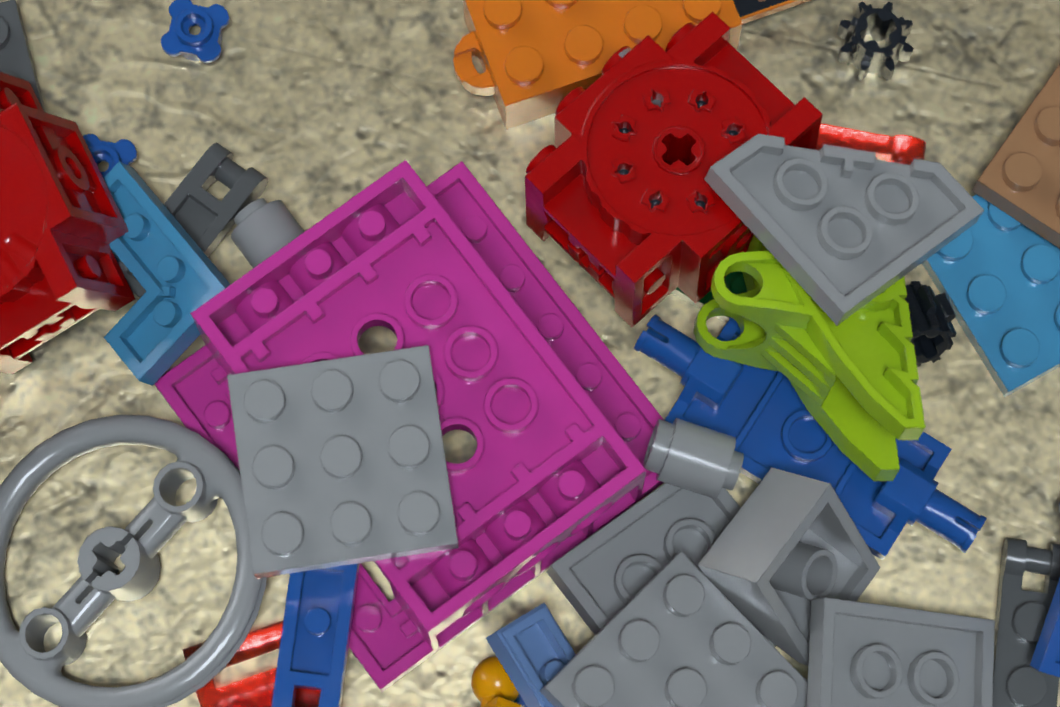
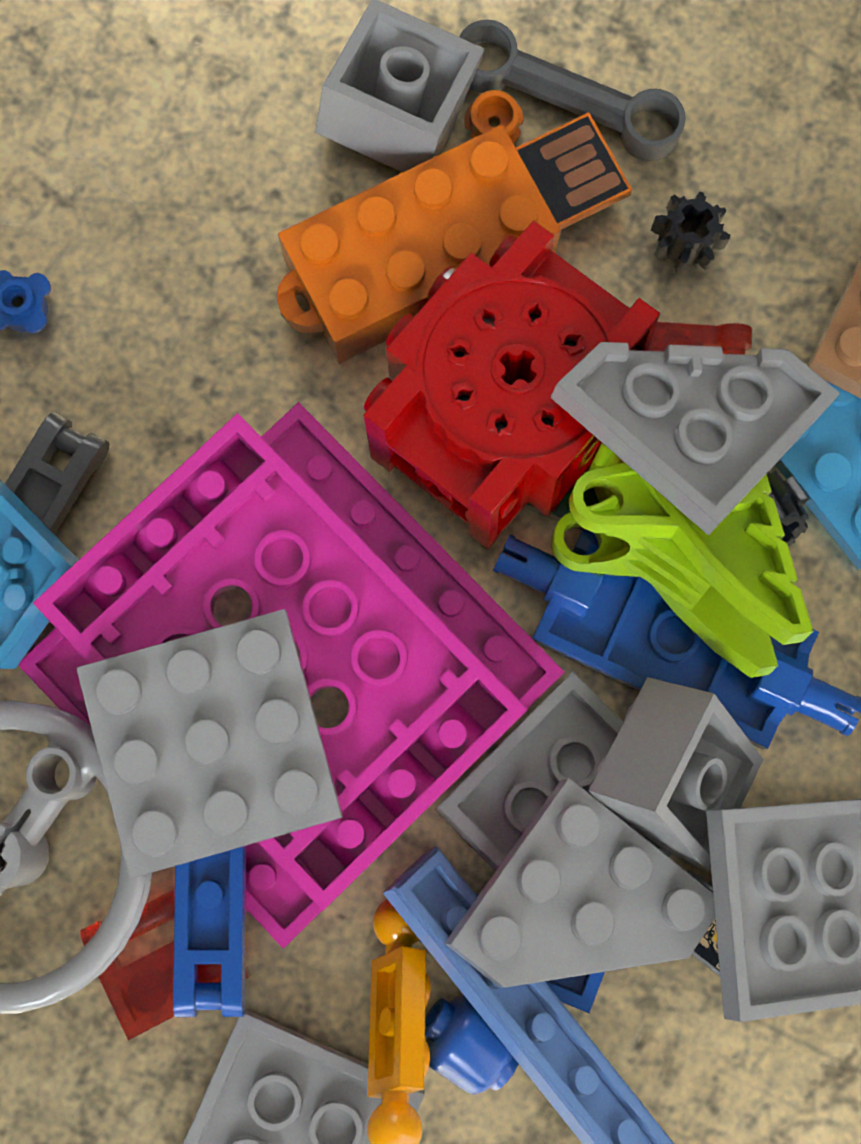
camera: 10 degrees left, 5 degrees up
(264, 230) = (110, 495): light grey brick -> none
(693, 457) = (567, 676): light grey brick -> none

